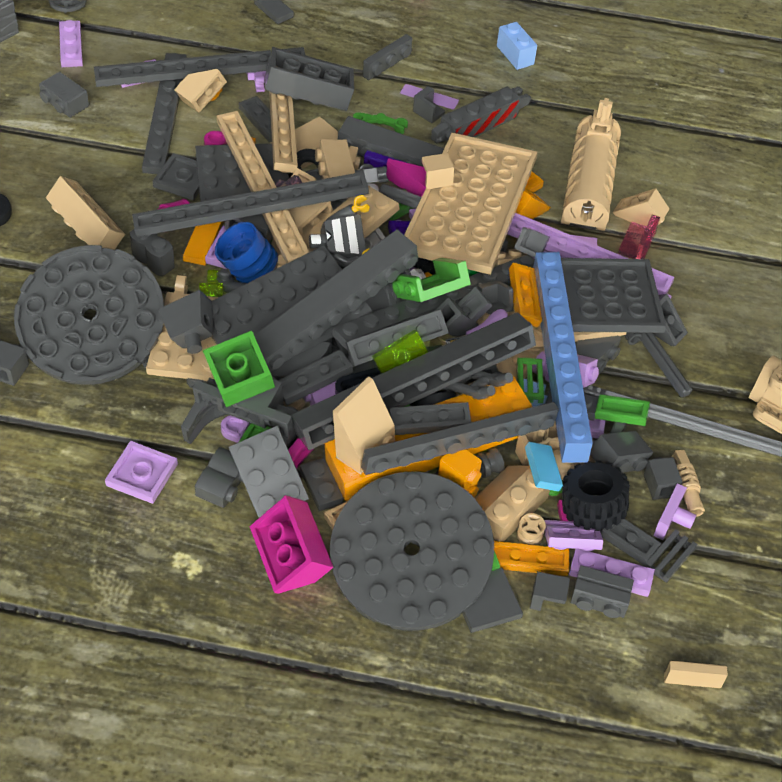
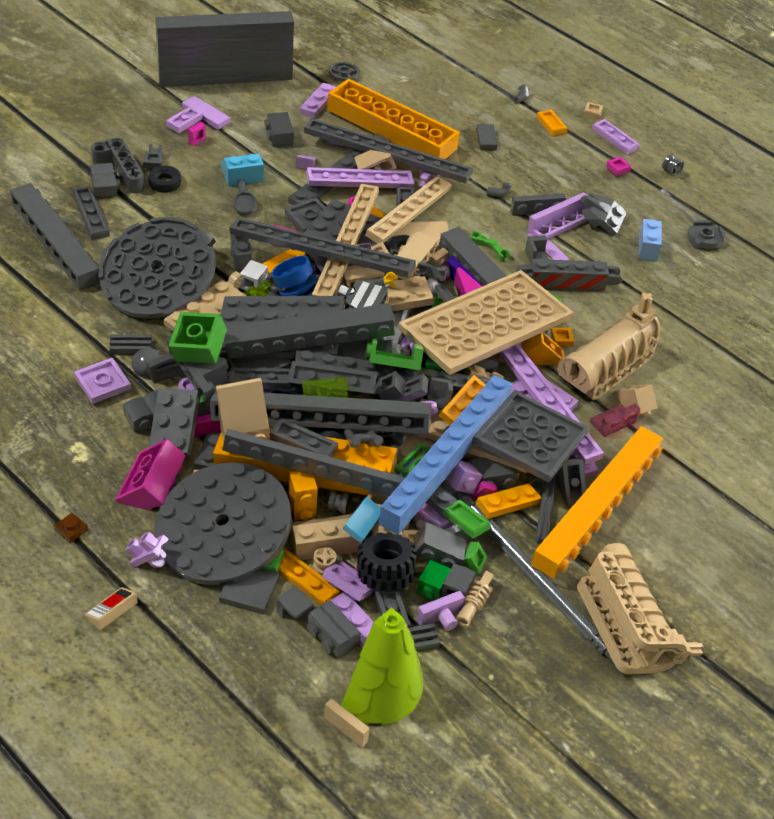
camera: 35 degrees right, 5 degrees down
(67, 157) = (246, 167): none -> medium azure slope
(84, 214) = (217, 208): tan brick -> none
(100, 191) = (244, 201): none -> dark grey piece
(122, 118) = (305, 161): none -> lavender slope
(127, 413) = (129, 343): none -> dark grey tile
(166, 425) = (141, 358): none -> dark grey hair
(170, 31) = (392, 120): none -> light orange brick
(189, 320) = (210, 297): dark grey torso -> none
(192, 267) = (254, 275): none -> white brick
(197, 111) = (356, 177): none -> lavender plate
(259, 650) = (71, 527): none -> reddish brown plate
(309, 79) = (455, 190): dark grey brick -> none
(341, 58) = (500, 192): none -> dark grey arm
(369, 623) = (147, 550): none -> lavender hips
(379, 707) = (111, 608): none -> tan slope
(414, 62) = (557, 216): none -> lavender fence
(438, 171) = (474, 286): tan panel -> none
(453, 37) = (603, 212): none -> dark grey plate
(531, 241) = (511, 371): dark grey panel -> none
(554, 17) = (713, 238): none -> dark grey plate
(606, 371) = (483, 489): none -> dark pink tile
(629, 371) = (508, 500): none -> light orange plate
(642, 489) = (432, 579): none -> green brick
(653, 442) = (474, 557): none -> bright green tile
(705, 330) = (597, 503): none -> light orange brick
(708, 580) = (388, 674): none -> lime cone

